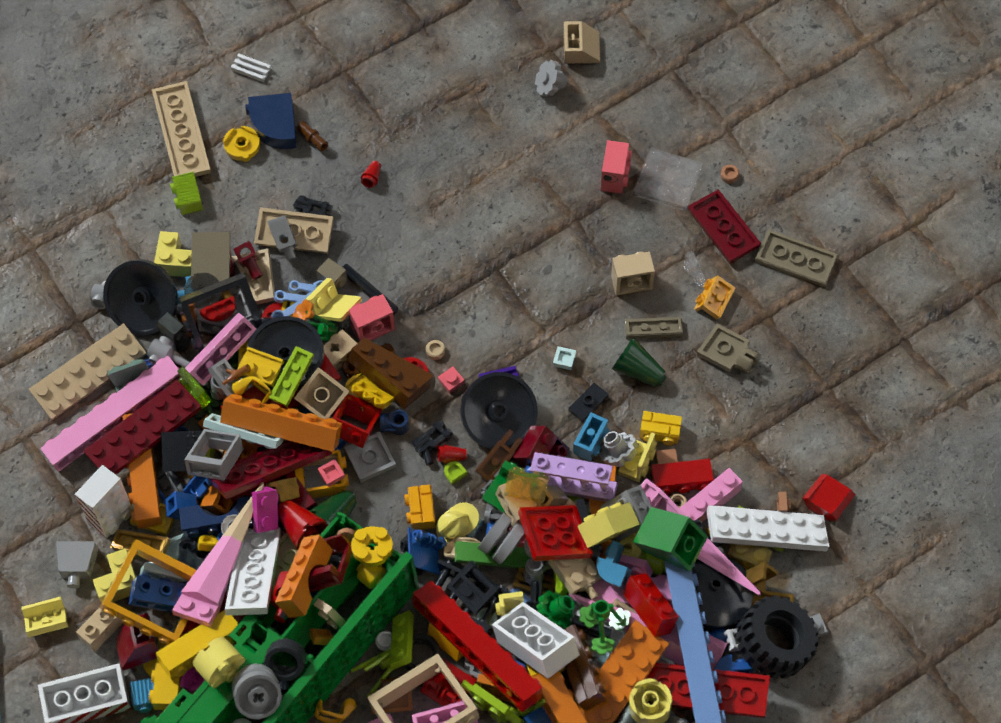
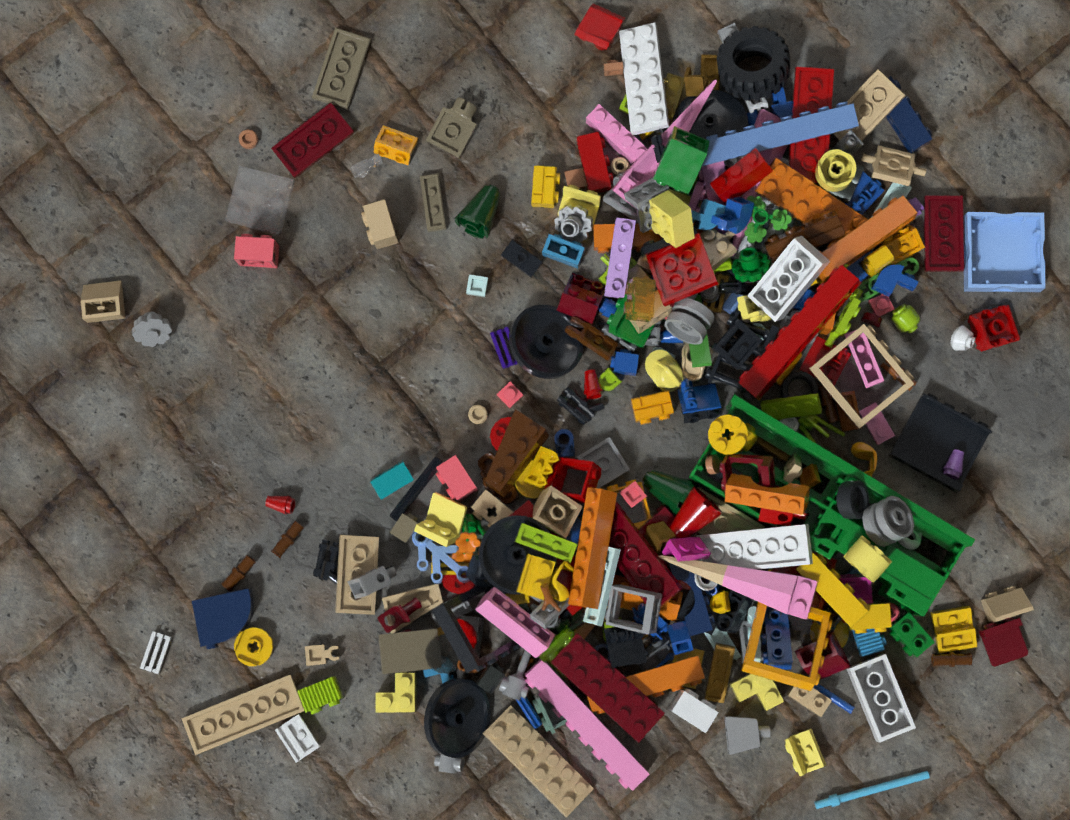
camera: 90 degrees left, 20 degrees up
(99, 650) = (835, 699): none -> blue bar
(150, 172) = (297, 738): none -> white plate
(223, 195) = (317, 654): none -> tan plate
(337, 177) = (287, 539): none -> reddish brown pin
(380, 267) = (391, 480): none -> teal hinge
(469, 486) = (625, 362): none -> blue brick
(605, 590) = (736, 215): none -> blue brick

